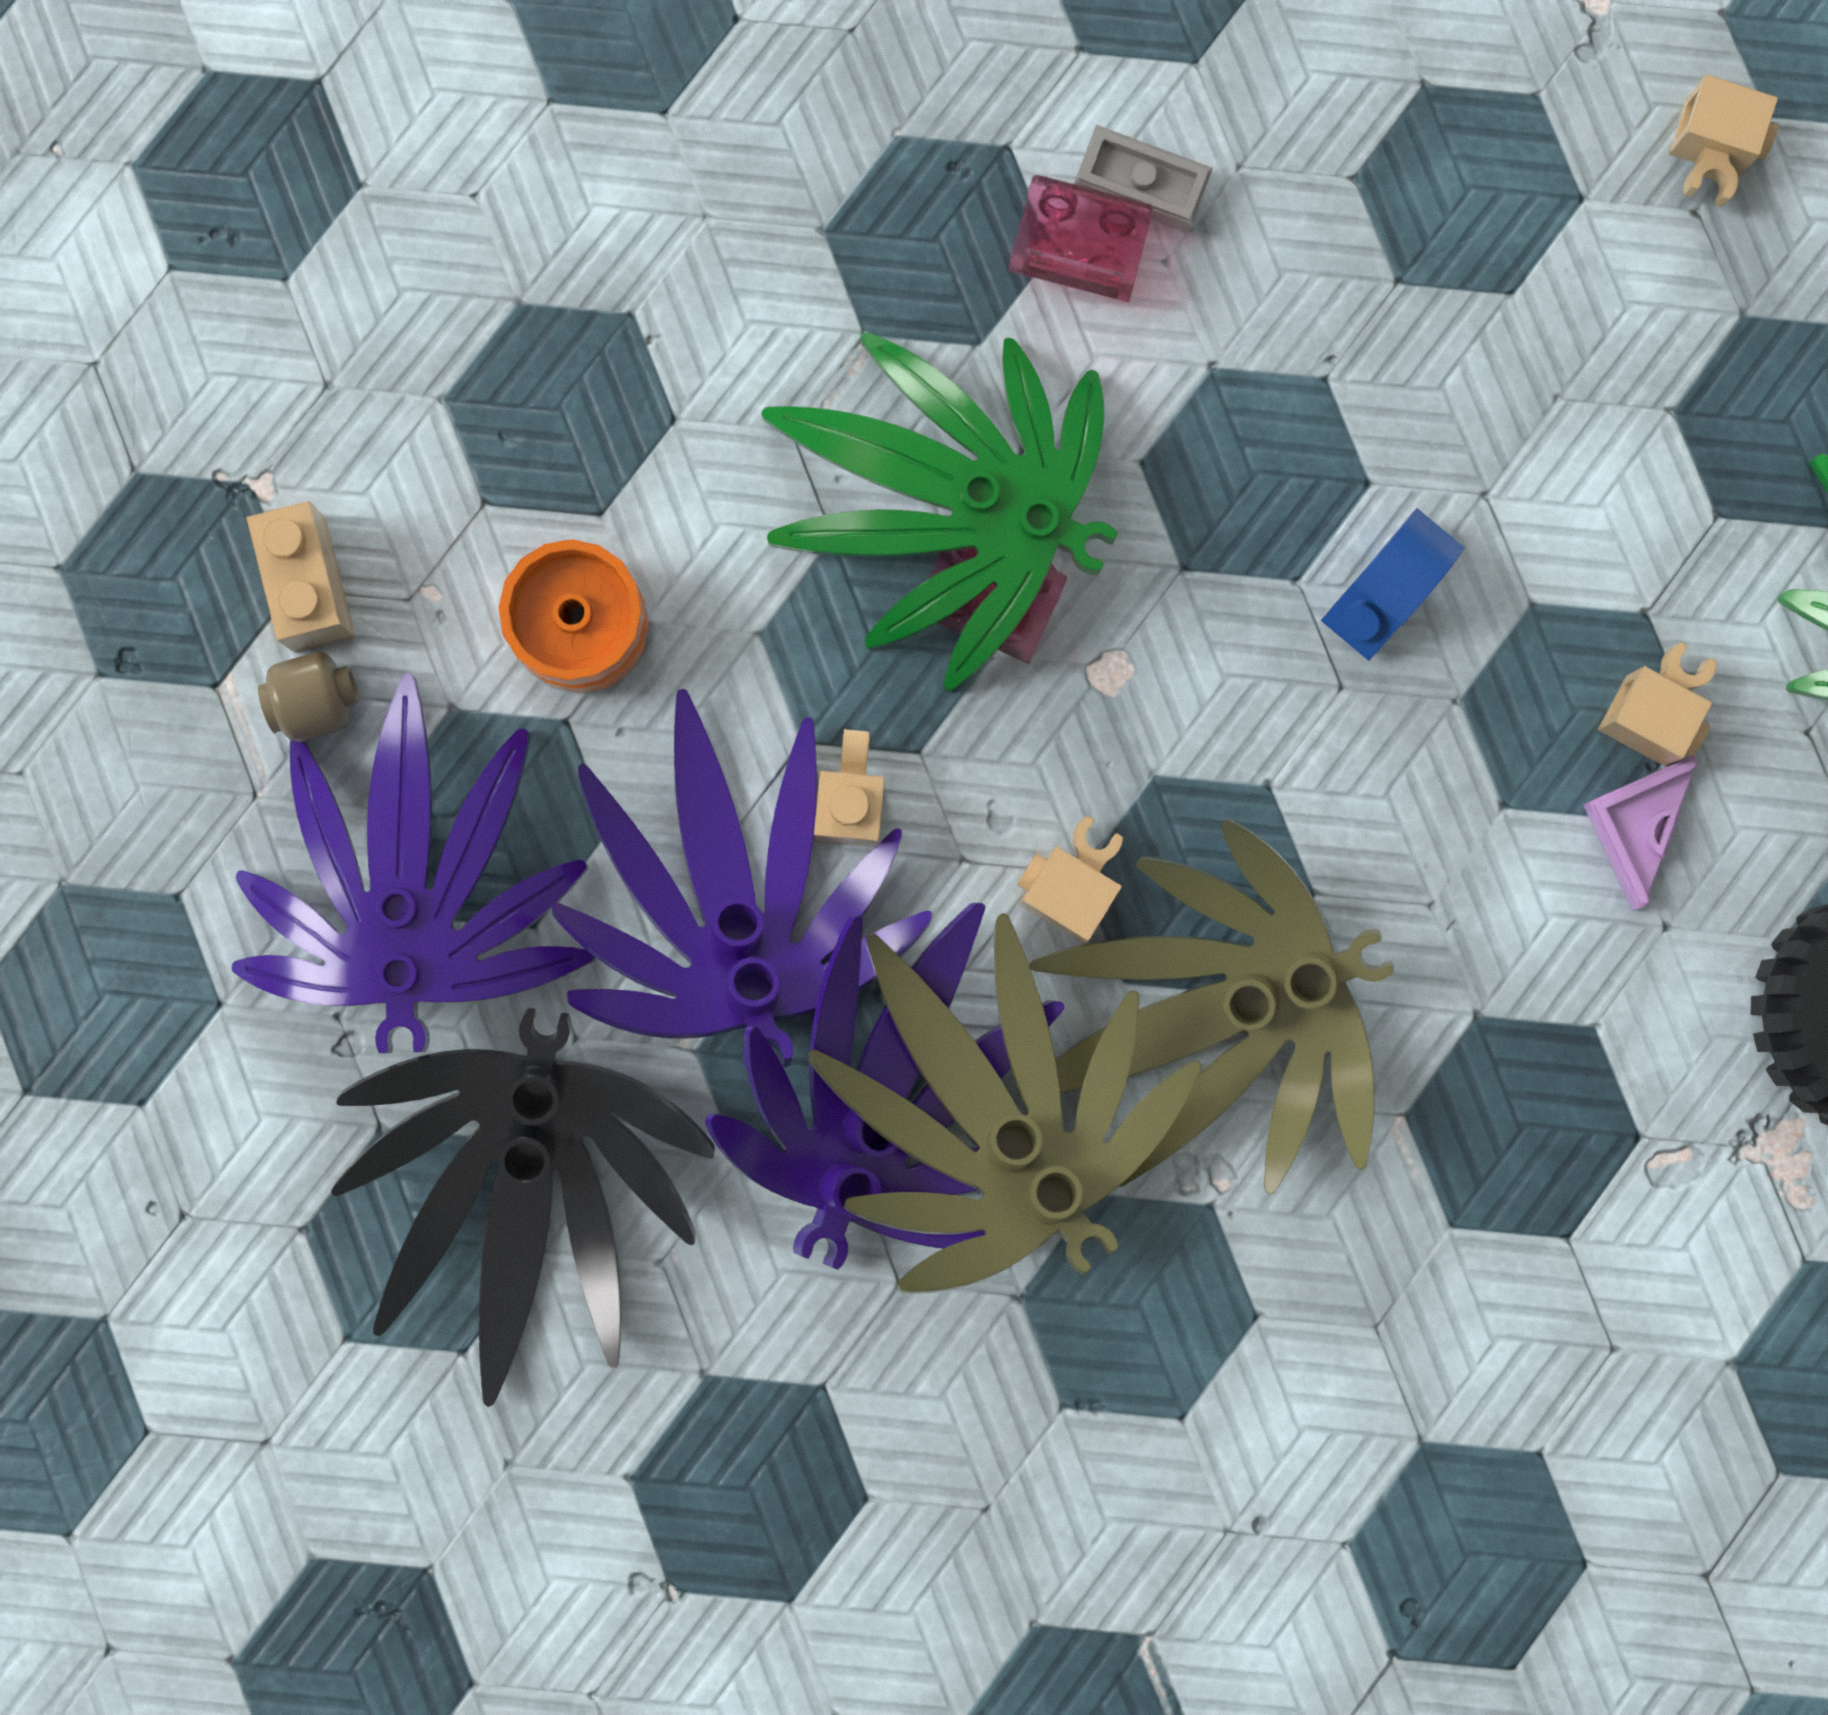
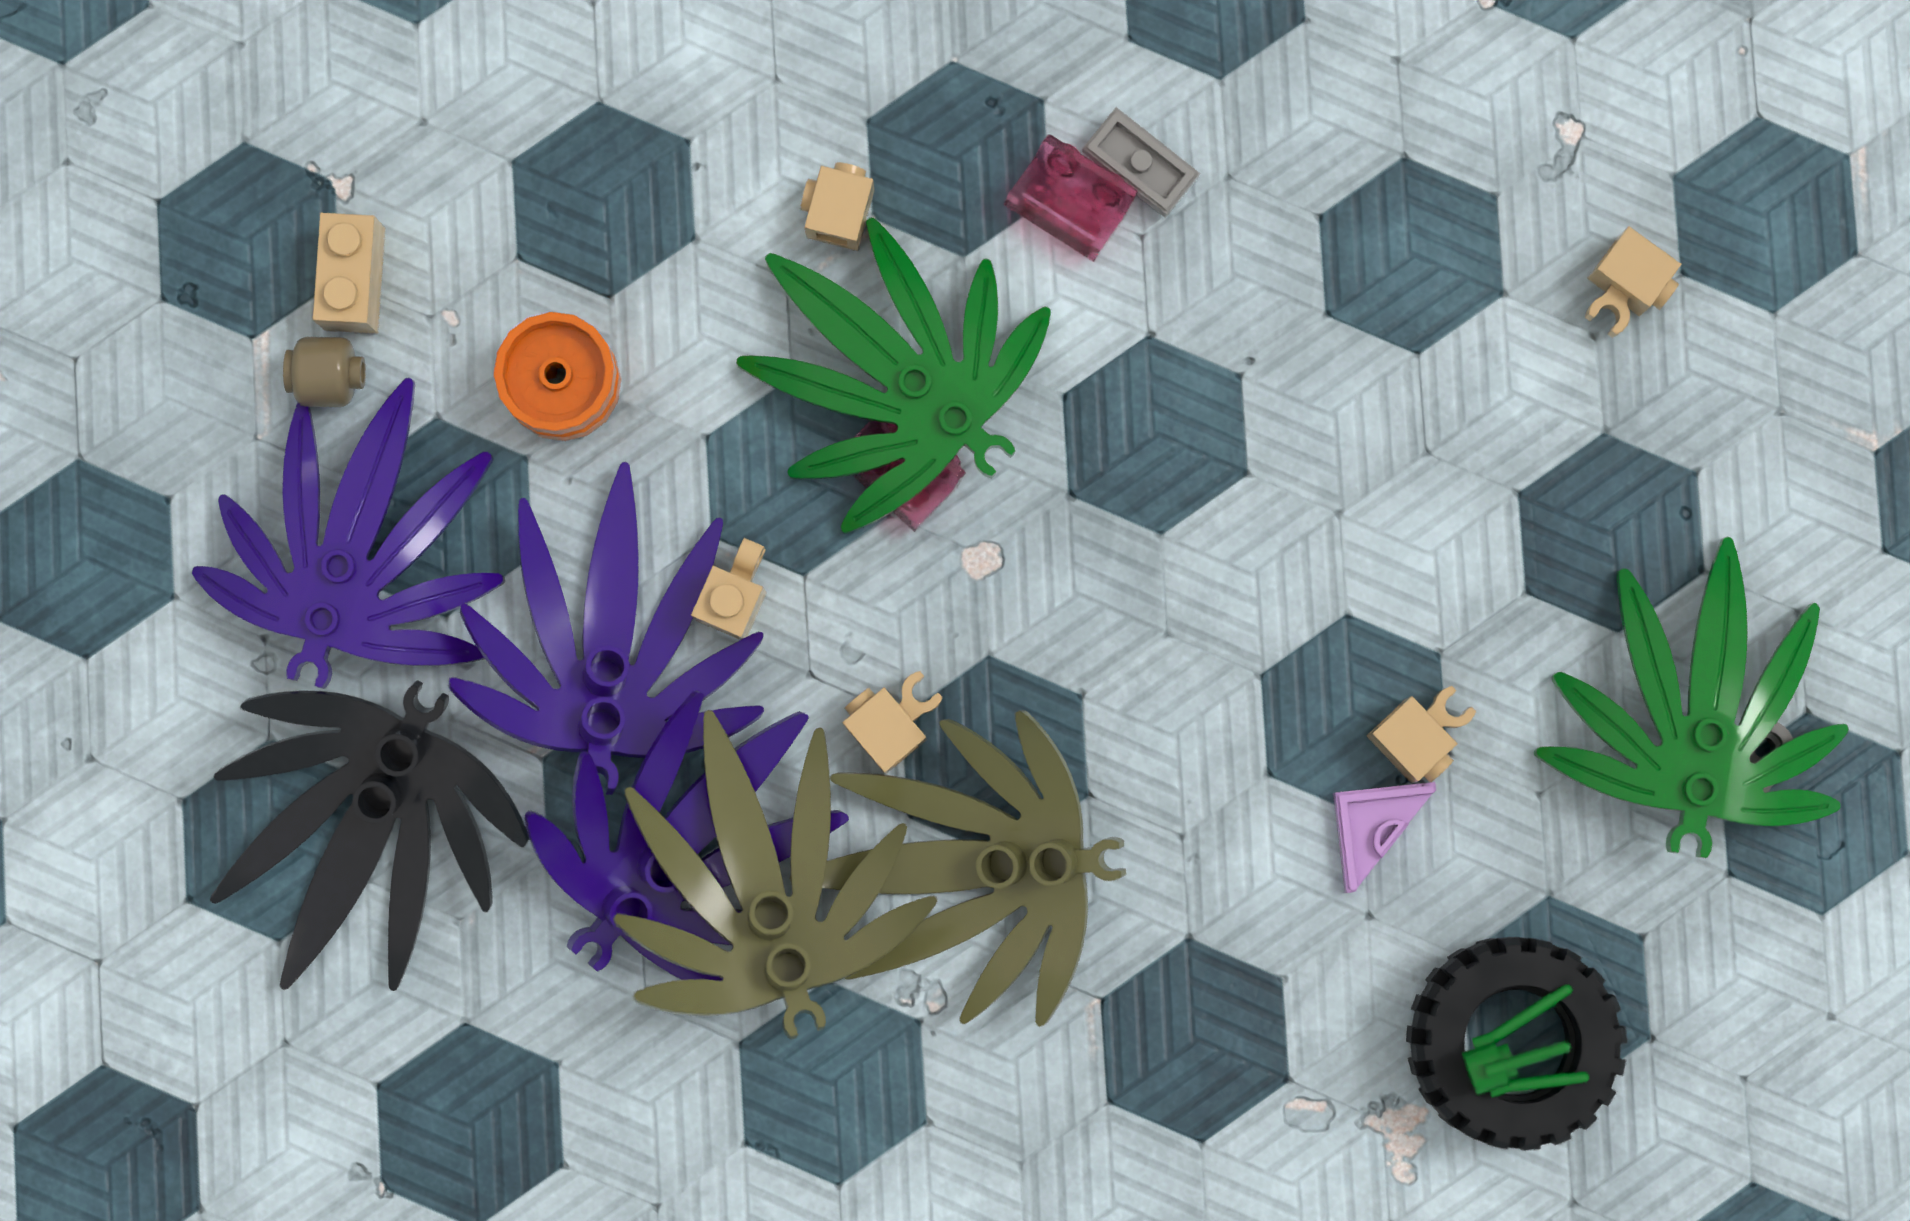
camera: 25 degrees right, 0 degrees up
(824, 329) = (838, 205): none -> tan brick
(1393, 584) = (1233, 561): blue brick -> none

